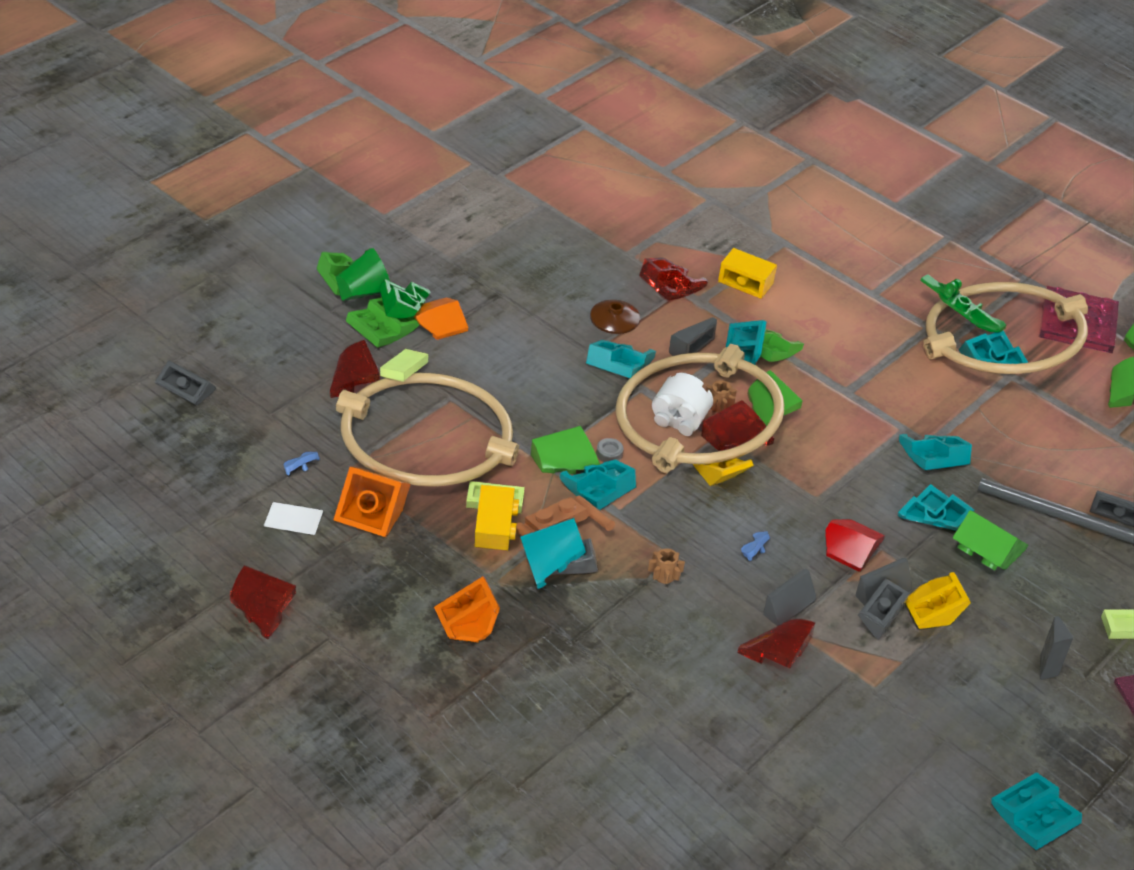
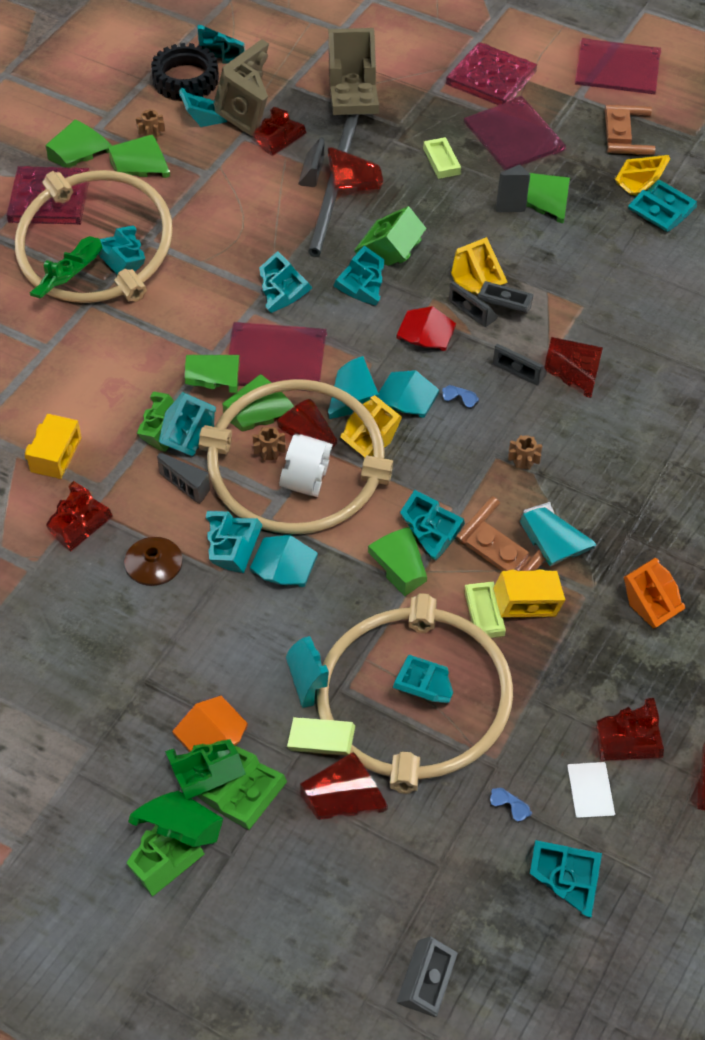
camera: 100 degrees left, 10 degrees up
(227, 477) = (568, 872): none -> teal slope
(332, 554) = (631, 734): none -> clear red slope
(371, 501) = (546, 711): orange slope -> none
(431, 434) = (424, 680): none -> teal slope
(465, 365) = (306, 670): none -> teal slope
(586, 385) = (284, 561): none -> teal slope
(609, 449) = (376, 526): light grey tile -> none
(764, 507) = (408, 393): none -> teal slope
(778, 468) = (355, 380): none -> teal slope
(815, 373) = (212, 371): none -> bright green slope
(836, 430) = (278, 352): none -> clear pink piece
(1059, 696) = (548, 194): none -> bright green slope
(1095, 802) = (641, 173): none -> yellow slope
(1100, 530) = (354, 171): none -> clear red slope

